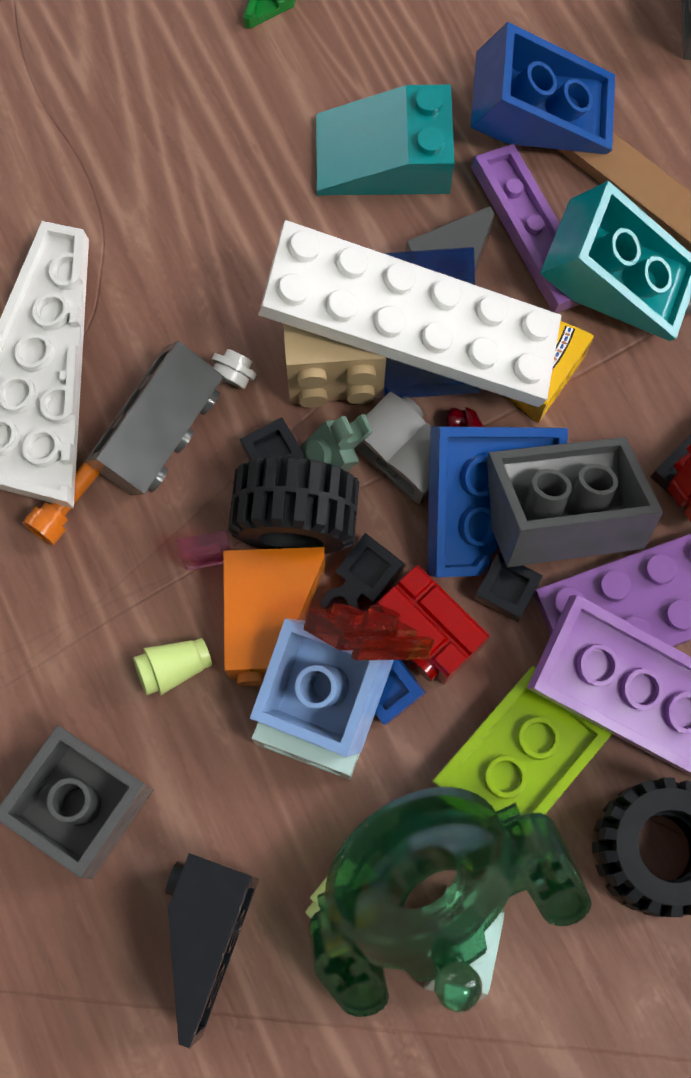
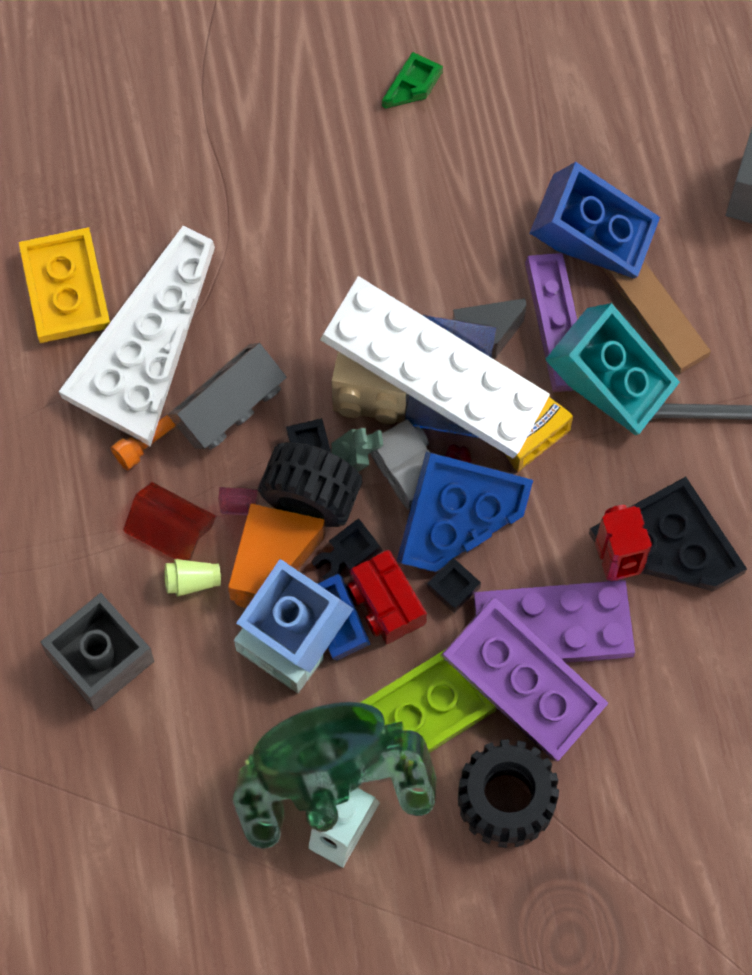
camera: 15 degrees right, 5 degrees down
(121, 600) = (167, 522): none -> clear red panel
(204, 927) = (169, 753): black slope -> none
(234, 368) = (297, 373): white plate -> none
(369, 633) = (335, 584): clear red plate -> none
(387, 144) = (464, 229): teal slope -> none
(569, 501) = (515, 533): dark grey slope -> none

